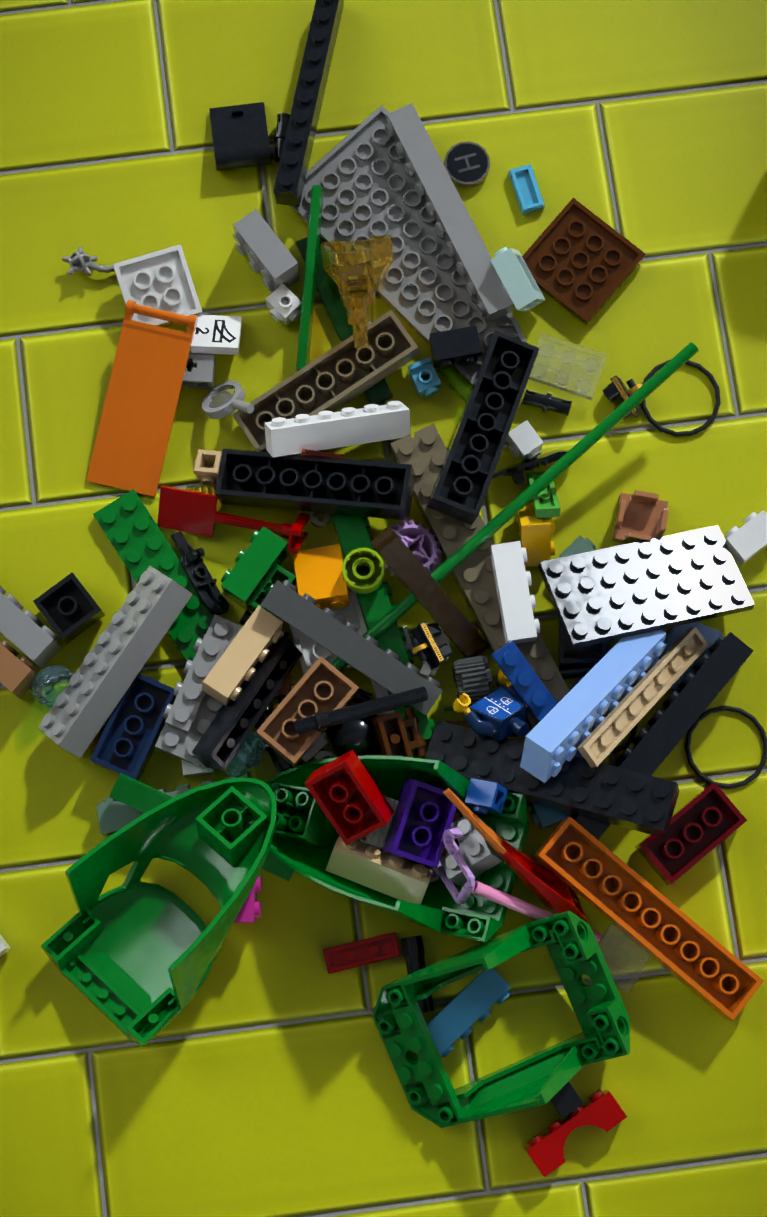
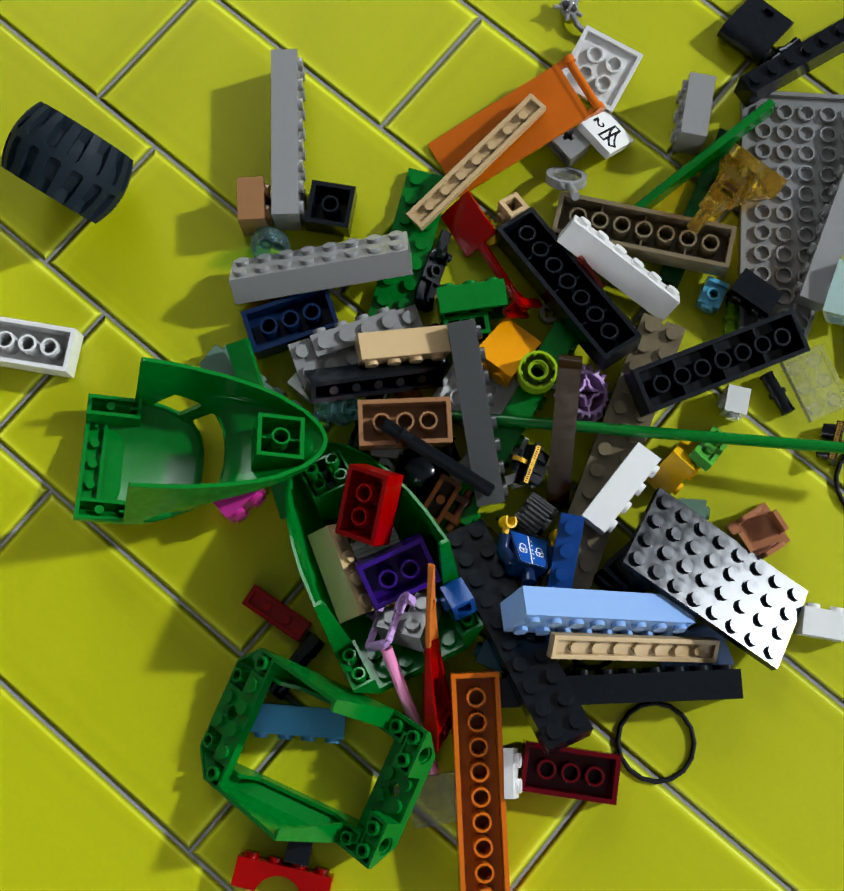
camera: 50 degrees right, 0 degrees up
(144, 458) = (476, 162): none -> tan plate
(284, 305) = (668, 158): white brick -> none
(516, 470) = (708, 415): black piece -> none
(645, 869) = (512, 782): none -> white plate

